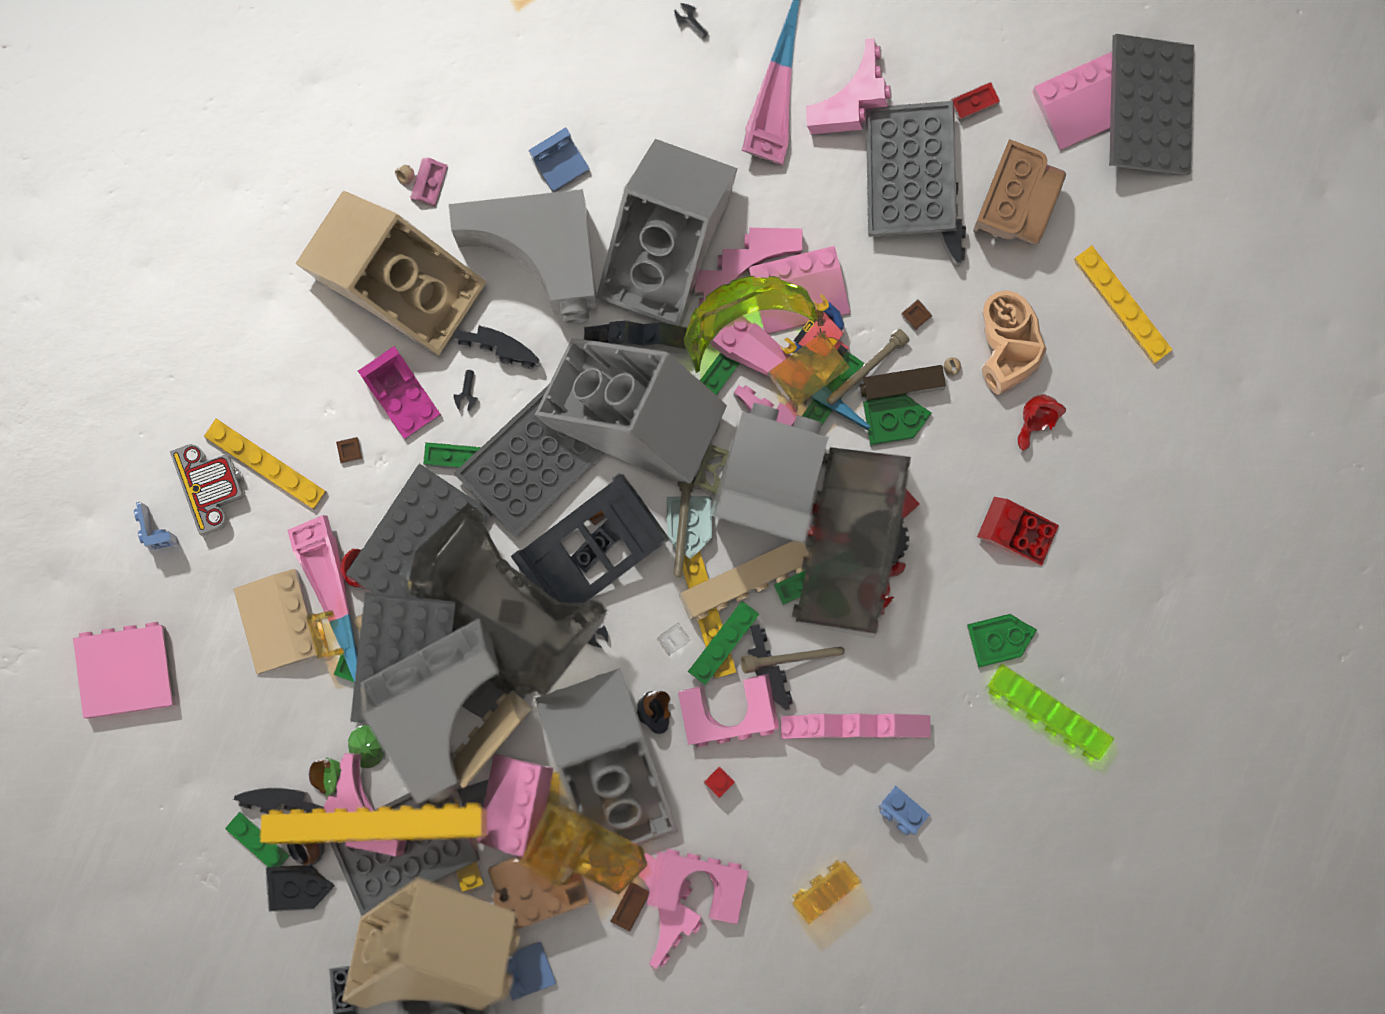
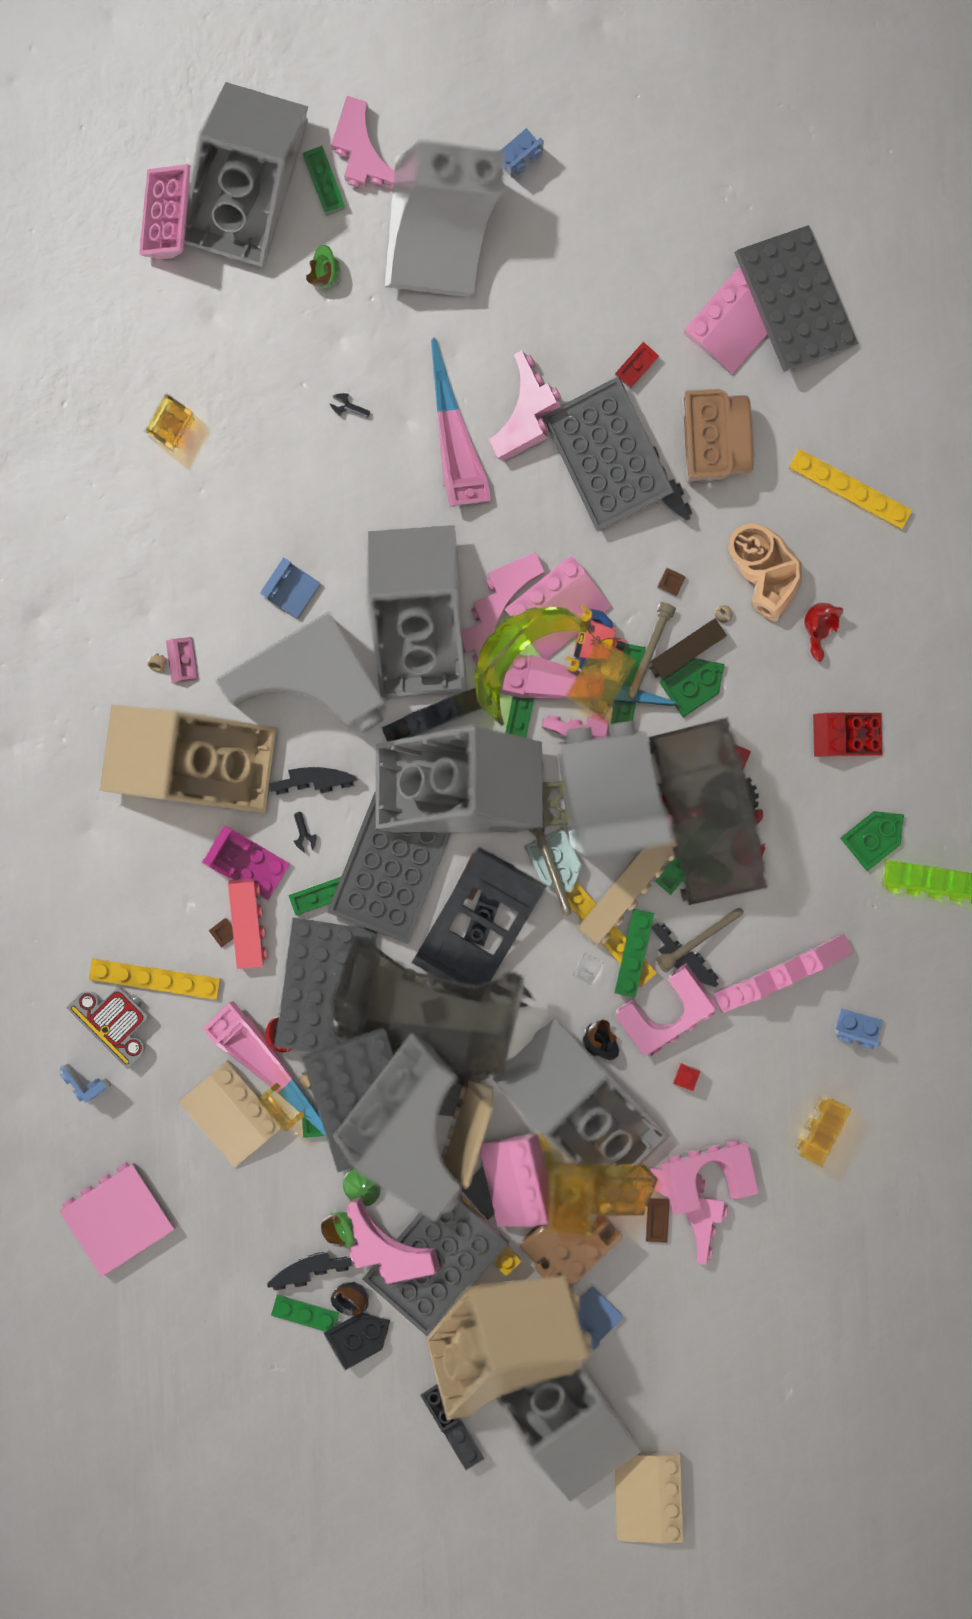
camera: 25 degrees left, 5 degrees up
(373, 450) = (246, 924): none -> coral brick
(374, 825) = (404, 1256): yellow brick -> none

